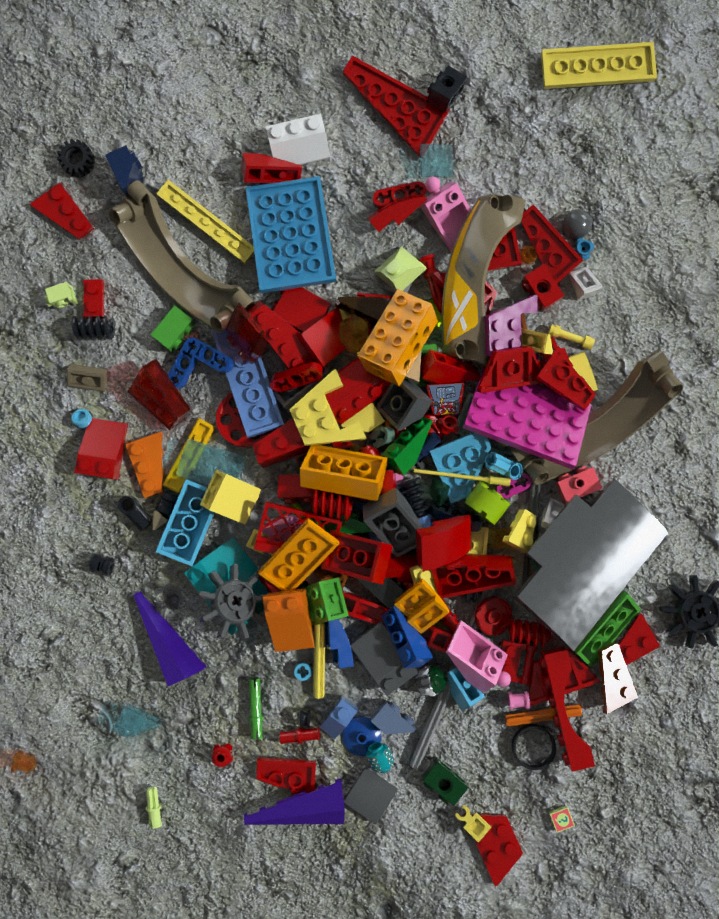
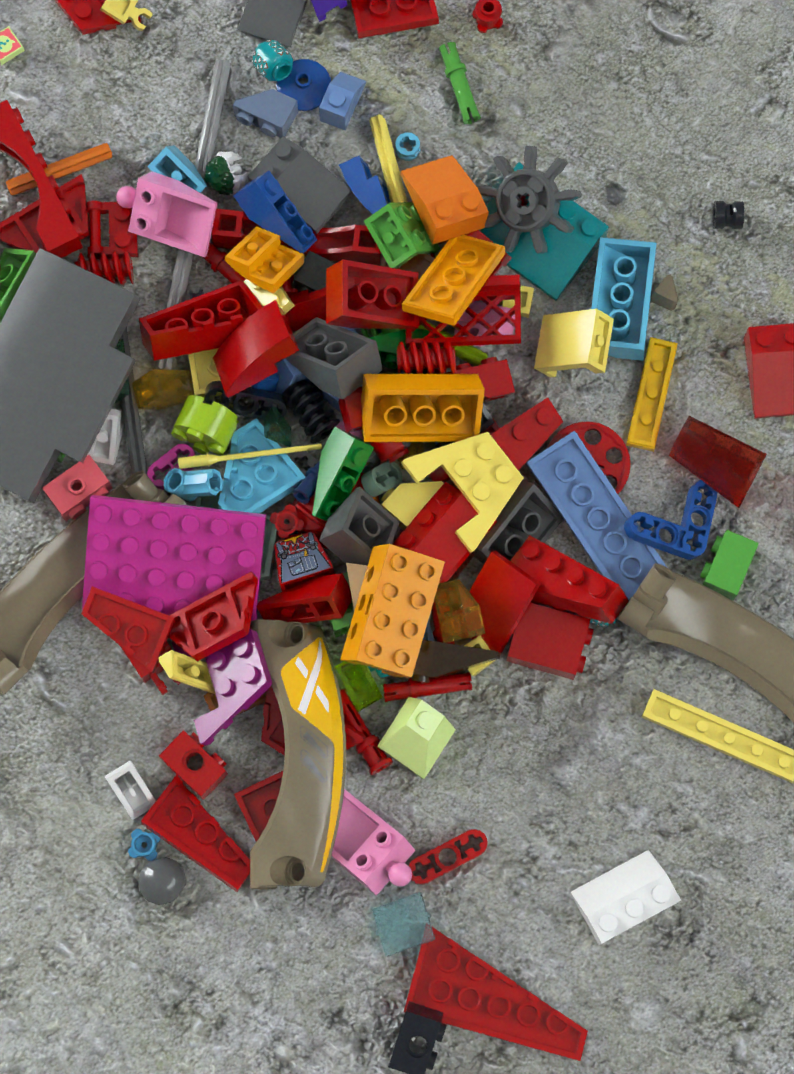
camera: 165 degrees right, 10 degrees down
(135, 721) = (615, 27): clear light blue slope -> none
(136, 514) = (702, 293): black piece -> none
(147, 463) = (708, 369): orange wing -> none
(166, 505) = (662, 319): black wheel -> none
(173, 654) = (591, 122): dark purple wedge -> none
(201, 461) = (625, 388): clear light blue piece -> none
(246, 335) = (617, 565): clear red slope -> none
(268, 169) = (662, 839): red slope -> none
(290, 235) = (596, 746): dark azure plate -> none
(300, 735) = (389, 63): red pin -> none
(305, 718) = (387, 86): black bush -> none
(308, 372) = (527, 531): red beam -> none
(396, 210) = (445, 823): red slope -> none
(455, 787) = (183, 64): dark green brick -> none
(493, 615) = (159, 280): red tile -> none
(518, 700) = (98, 178): bright pink bush -> none
(521, 531) = (146, 396): light yellow wing -> none
(528, 254) = (227, 811): clear orange plate -> none
(548, 761) = (58, 100): black tyre -> none
(556, 331) = (108, 702): light yellow bar -> none
(583, 368) = (106, 654): light yellow slope -> none

